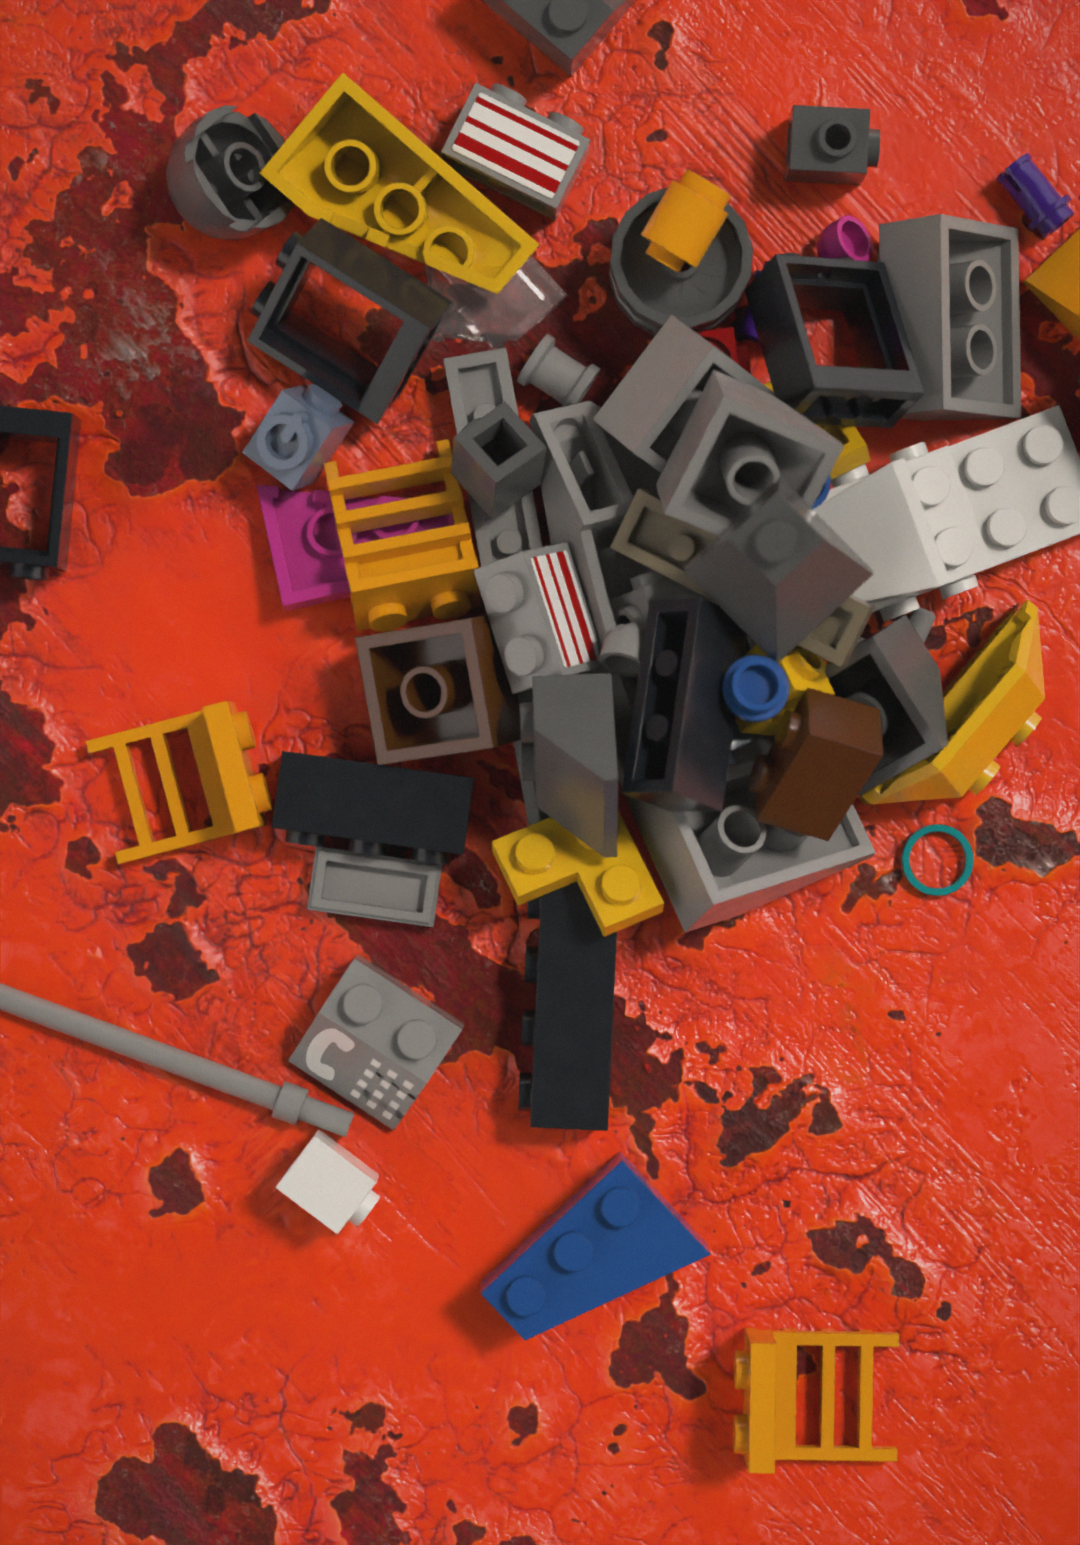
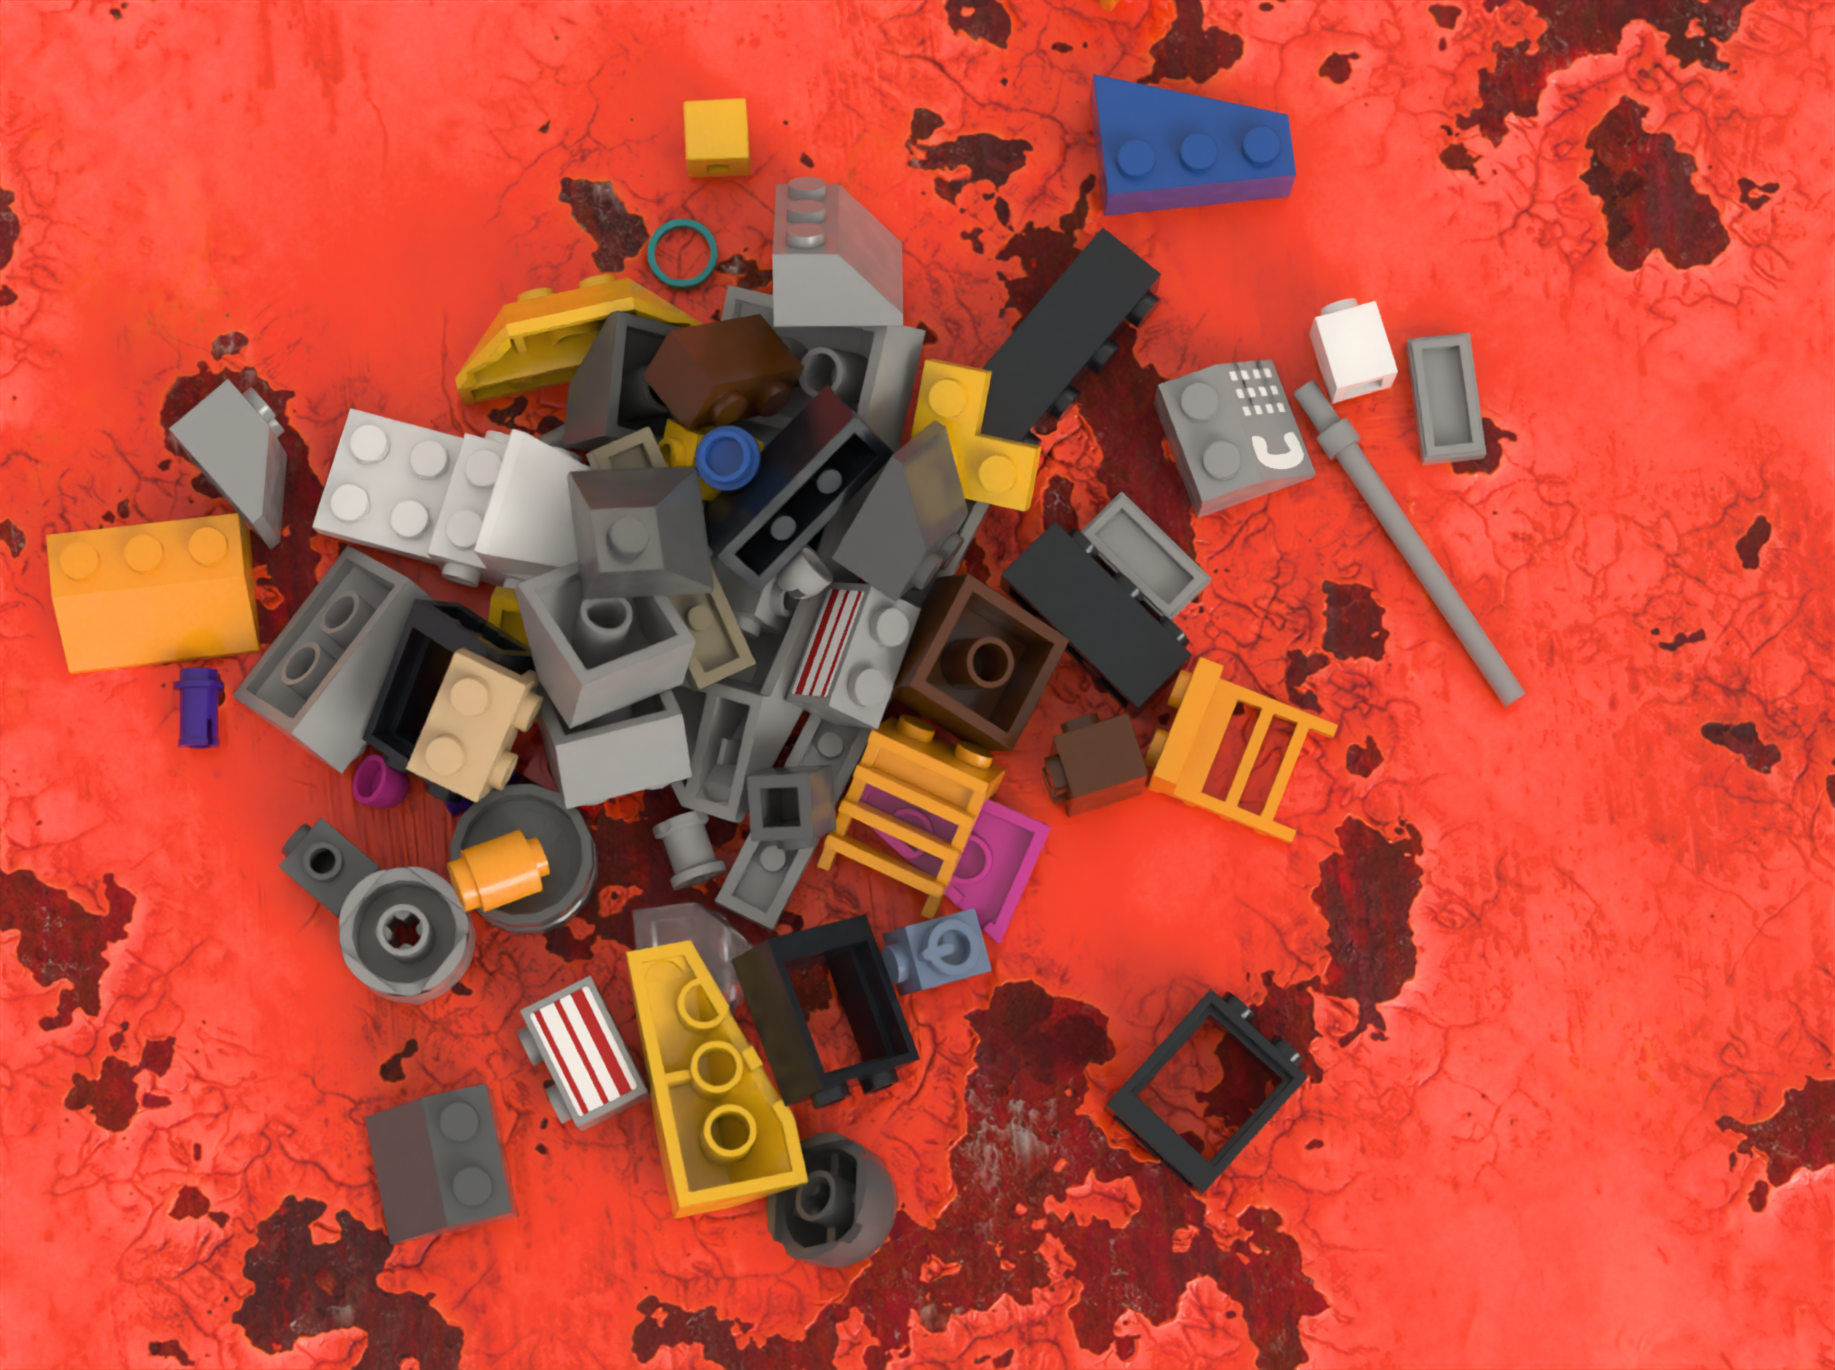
camera: 150 degrees left, 10 degrees down
(229, 1203) = (1445, 398): none -> light grey tile
(283, 677) = (1094, 764): none -> reddish brown brick
(758, 116) = (398, 898): none -> light grey brick
(793, 318) = (475, 726): none -> tan bracket
(801, 931) = (832, 260): none -> slope
(982, 974) = (716, 137): none -> yellow piece

